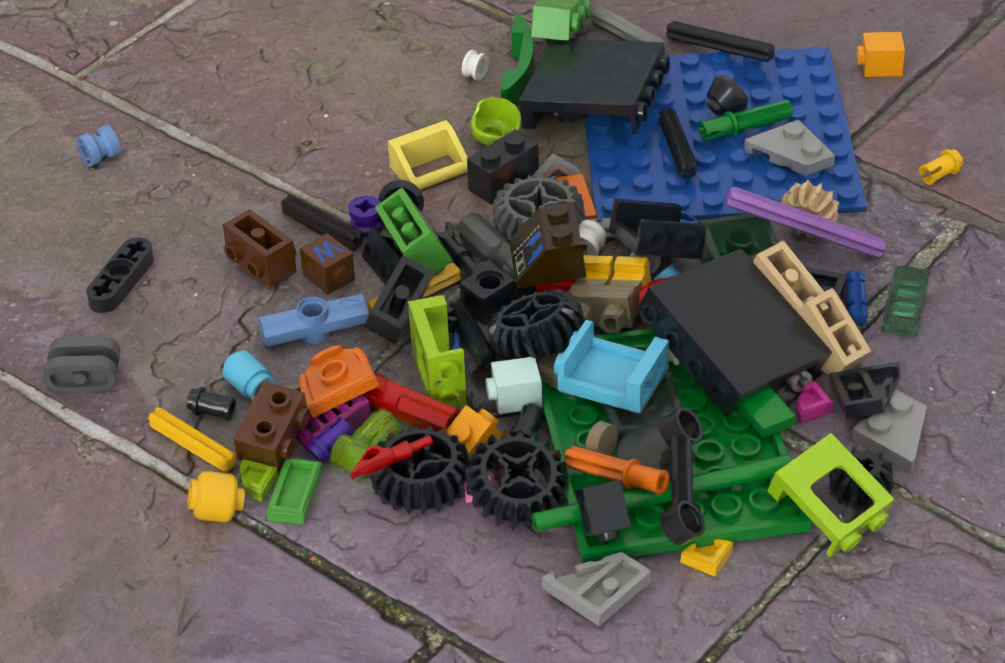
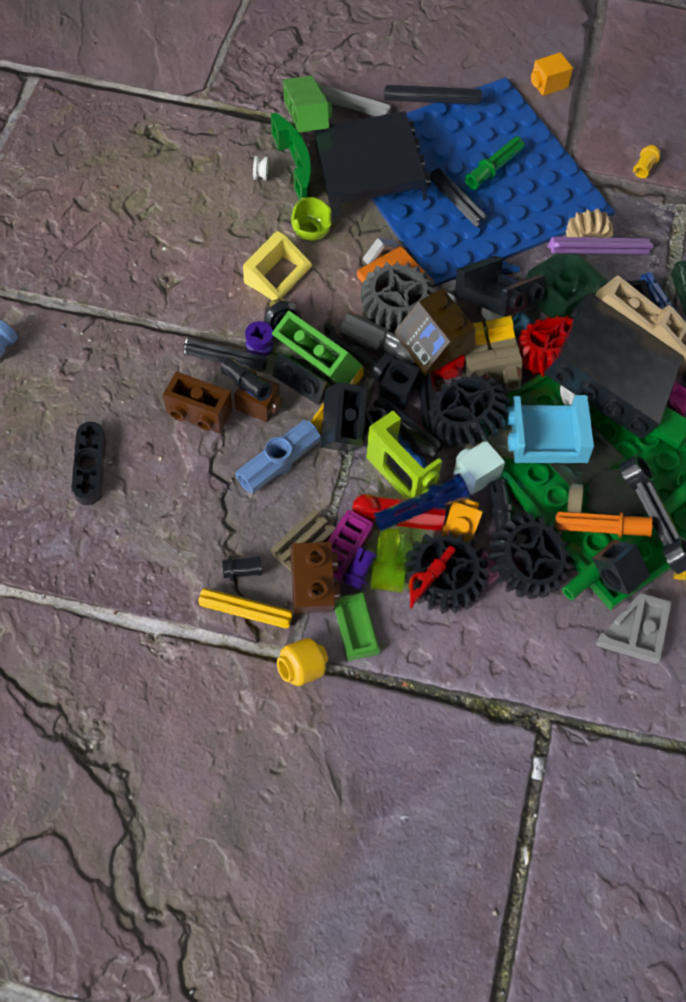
camera: 30 degrees left, 20 degrees up
(82, 364) = (112, 568): dark grey brick -> none
(245, 373) = (257, 529): medium azure brick -> none
(257, 478) = (318, 626): lime tile -> none
(316, 234) = (246, 378): none -> black pin
(336, 378) = (336, 510): orange tile -> none
(443, 391) = (438, 495): none -> clear blue pin
(501, 163) = (340, 259): black brick -> none
(726, 96) = (473, 146): black cone -> none
(792, 147) = (542, 177): light grey wing -> none

